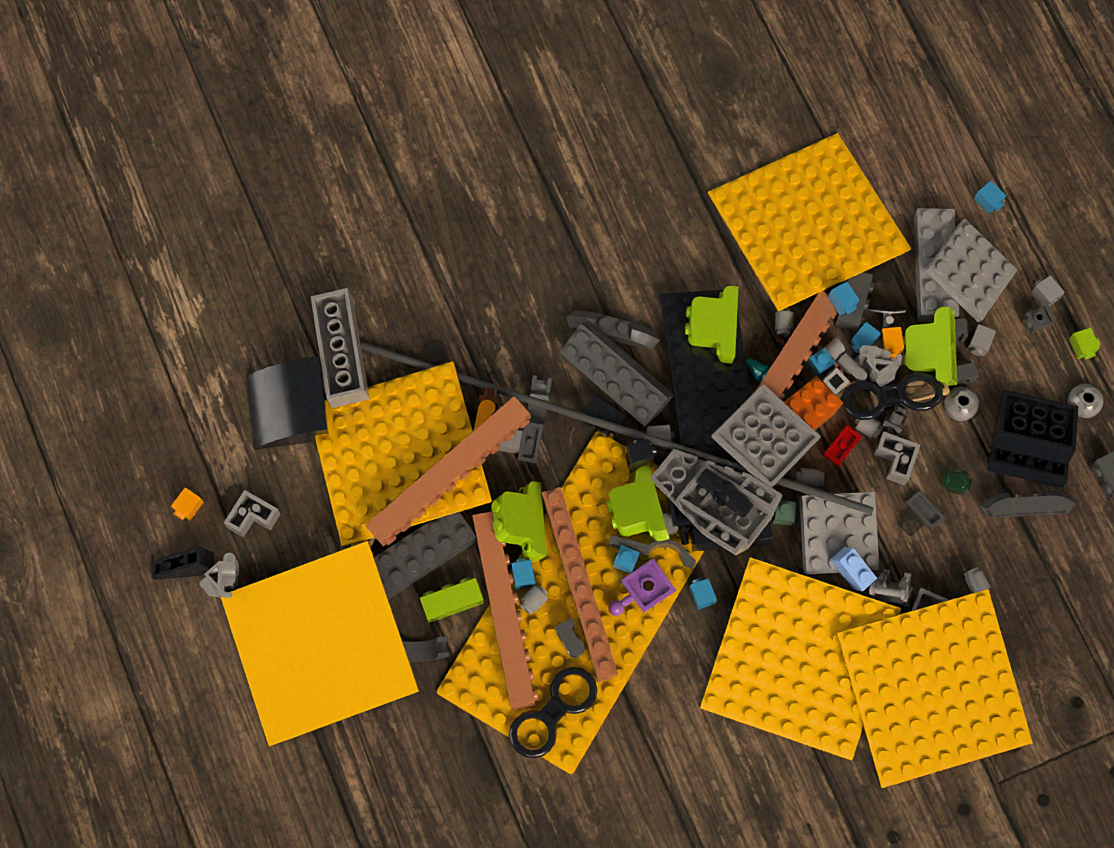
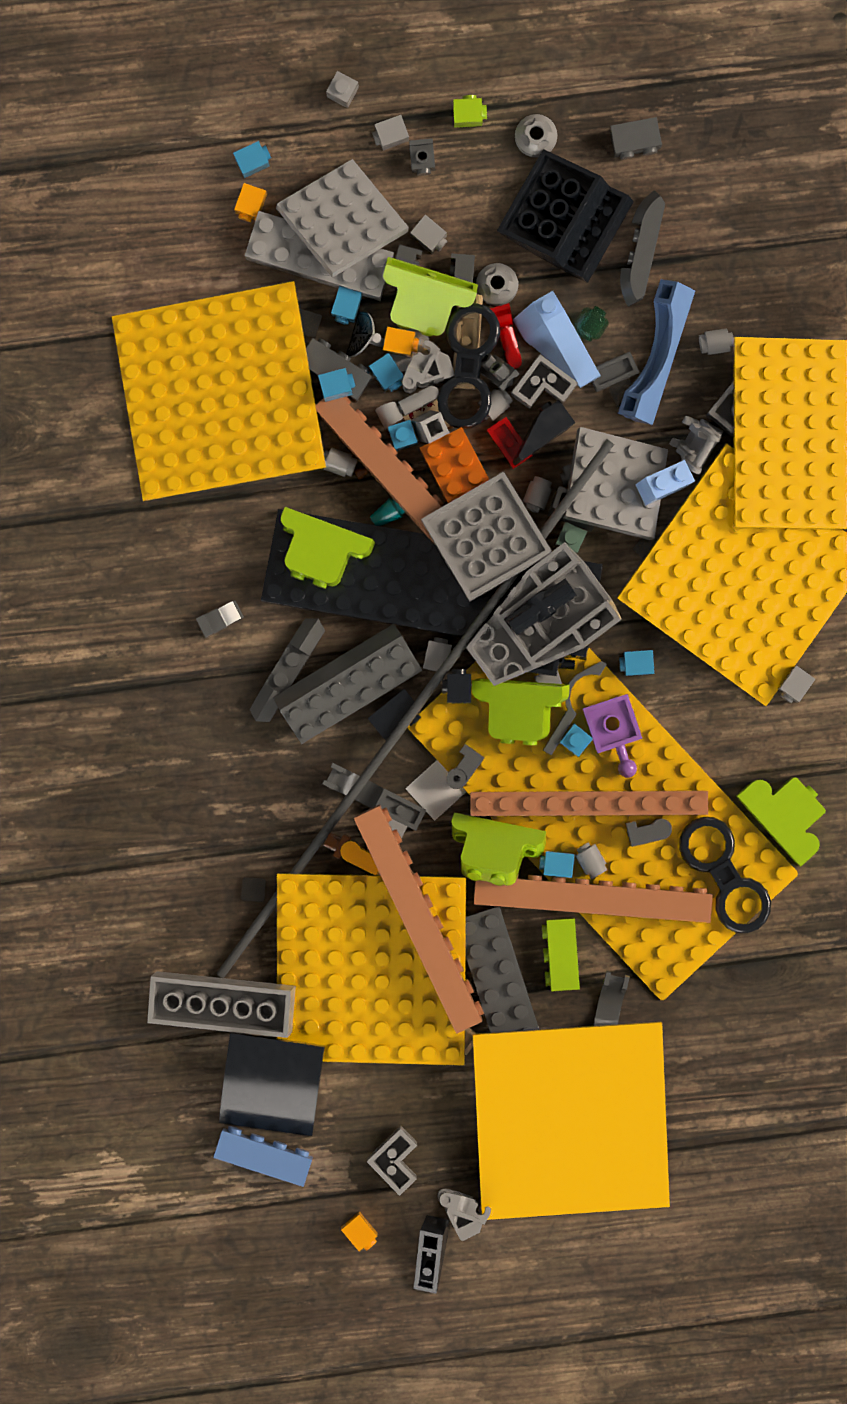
camera: 70 degrees left, 15 degrees up
(228, 415) = (263, 1157): none -> medium blue brick
(553, 467) = (433, 790): none -> white sticker
(577, 481) = (461, 774): none -> dark grey leg
(616, 748) = (786, 815): none -> lime brick
(635, 268) = (219, 619): none -> dark grey leg
(724, 725) = (795, 685): none -> light grey brick
(866, 470) = (546, 427): none -> black slope
(906, 295) = (346, 305): none -> dark azure brick
(936, 414) = (507, 335): none -> red piece
(939, 451) = (553, 335): none -> light blue wedge
(960, 202) = (250, 202): none -> light orange brick
(993, 538) = (671, 311): none -> medium blue arch
(1067, 247) = (342, 89): none -> light grey brick

